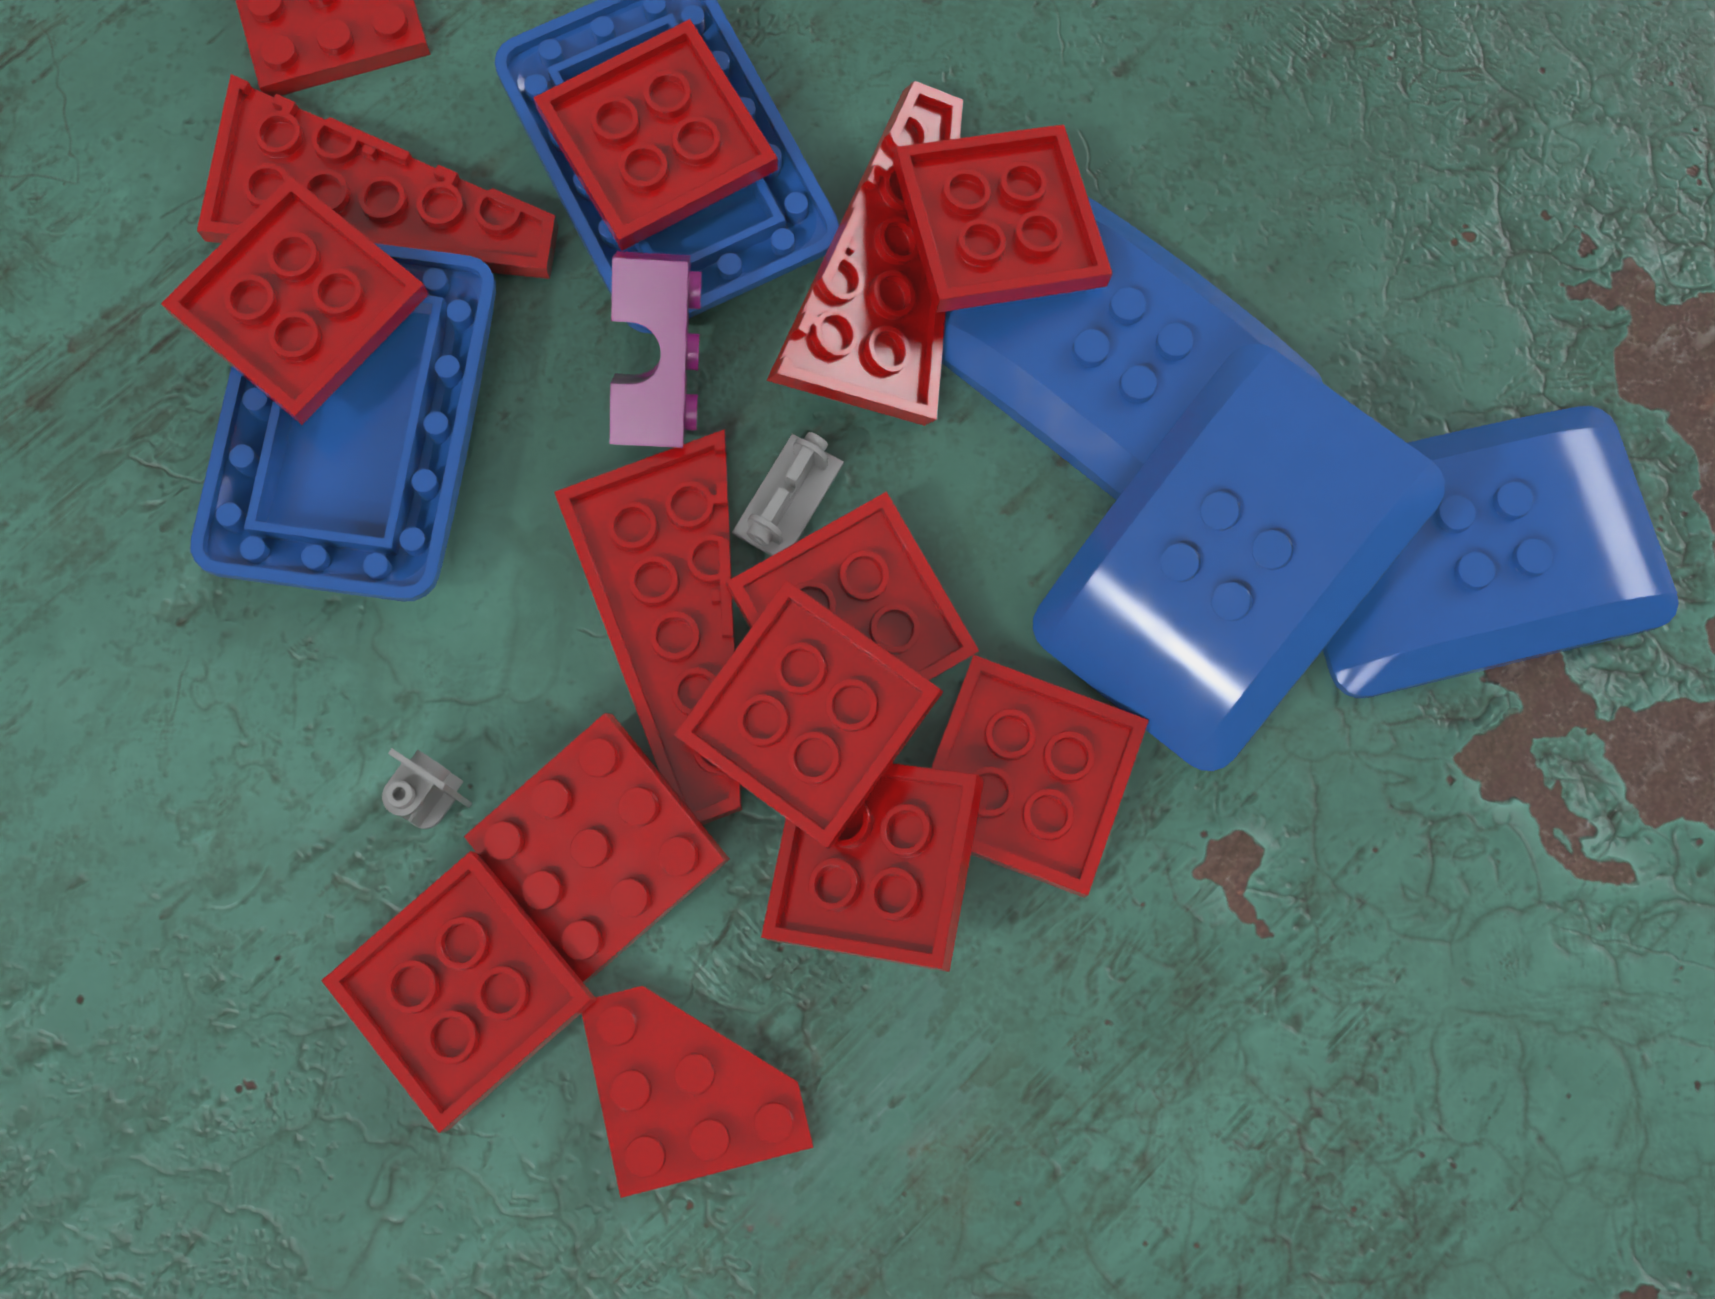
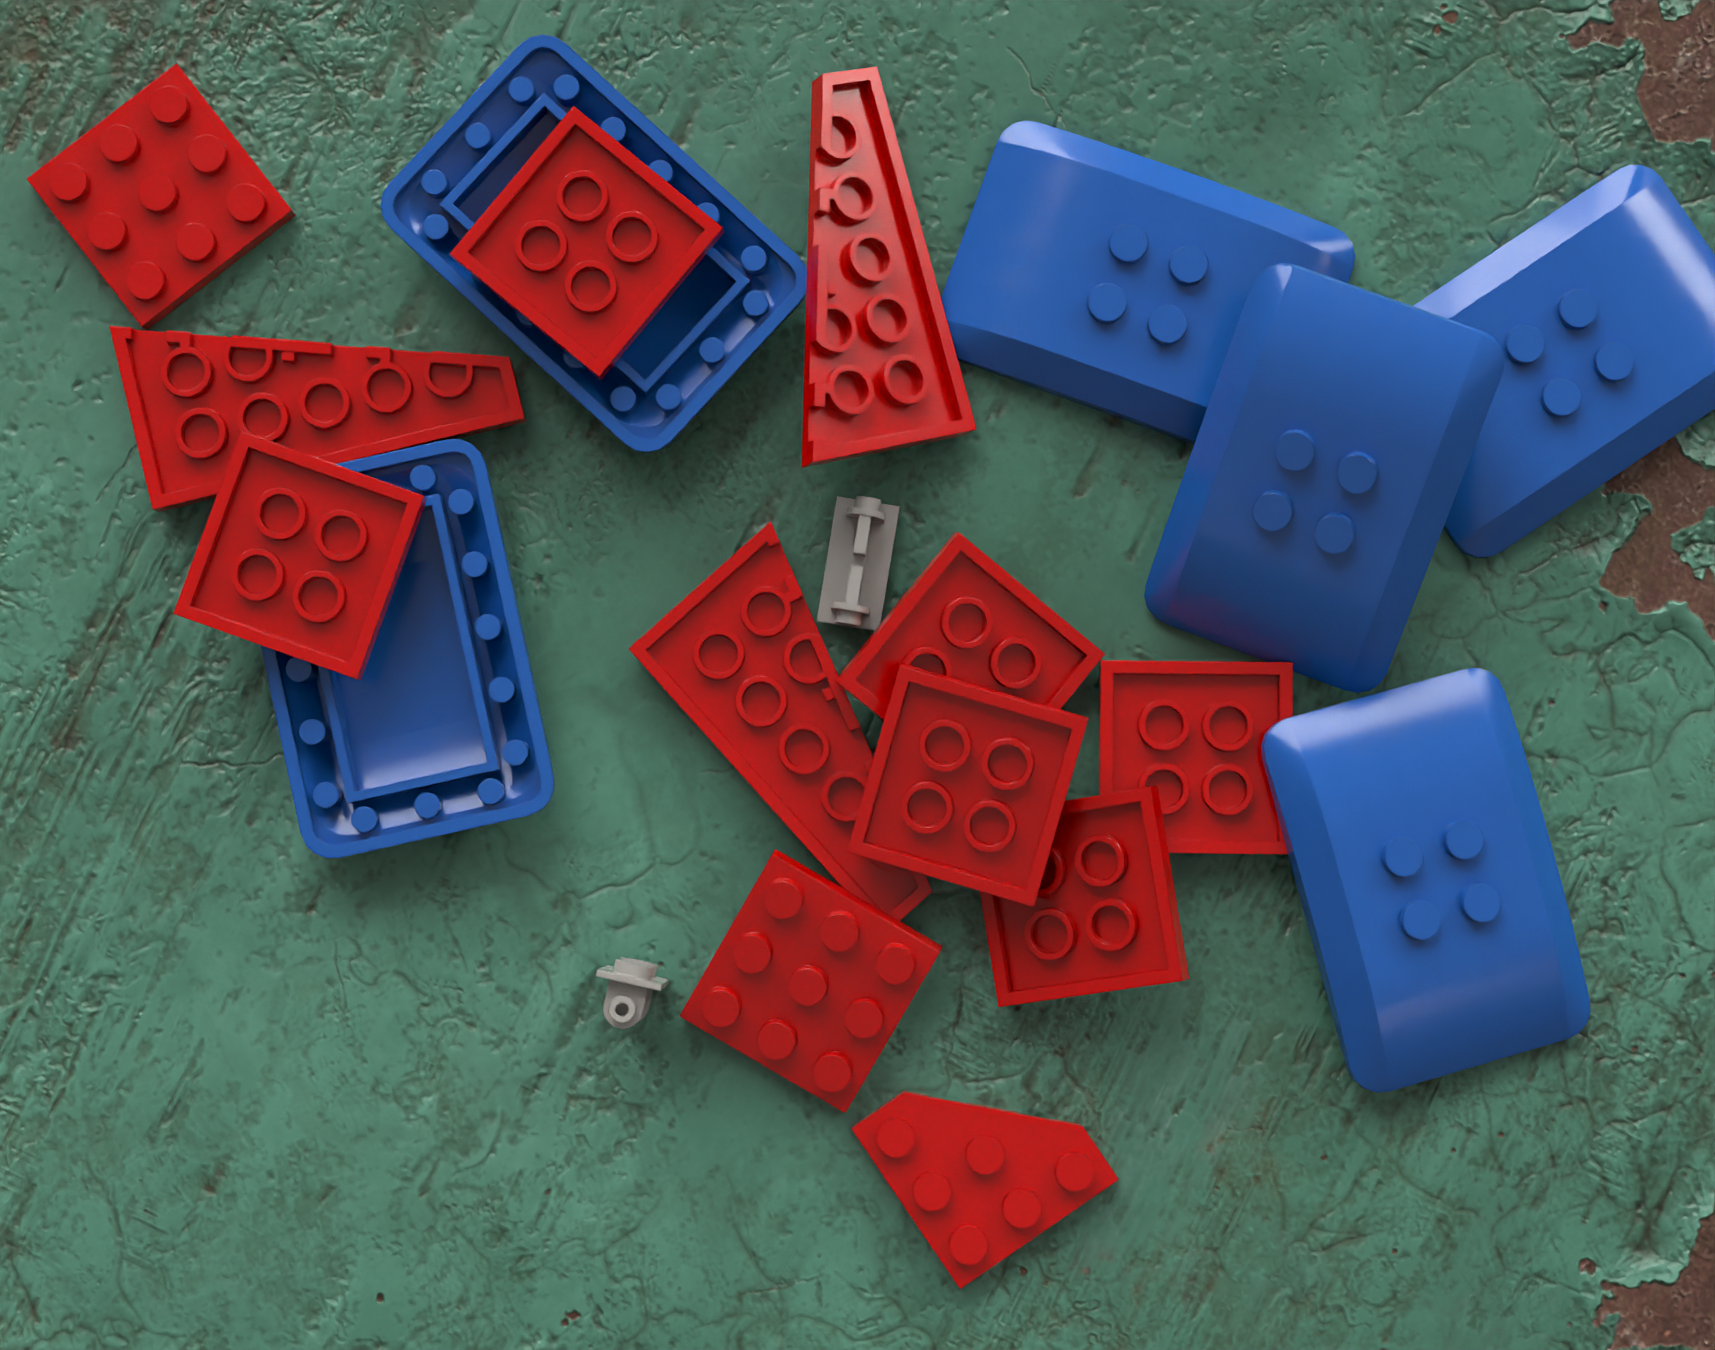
camera: 15 degrees left, 10 degrees up
(458, 991) = (736, 1160): red plate -> none
(657, 294) = (660, 425): arch -> none
(1001, 217) = (969, 200): red plate -> none
(1206, 972) = (1426, 879): none -> blue wedge

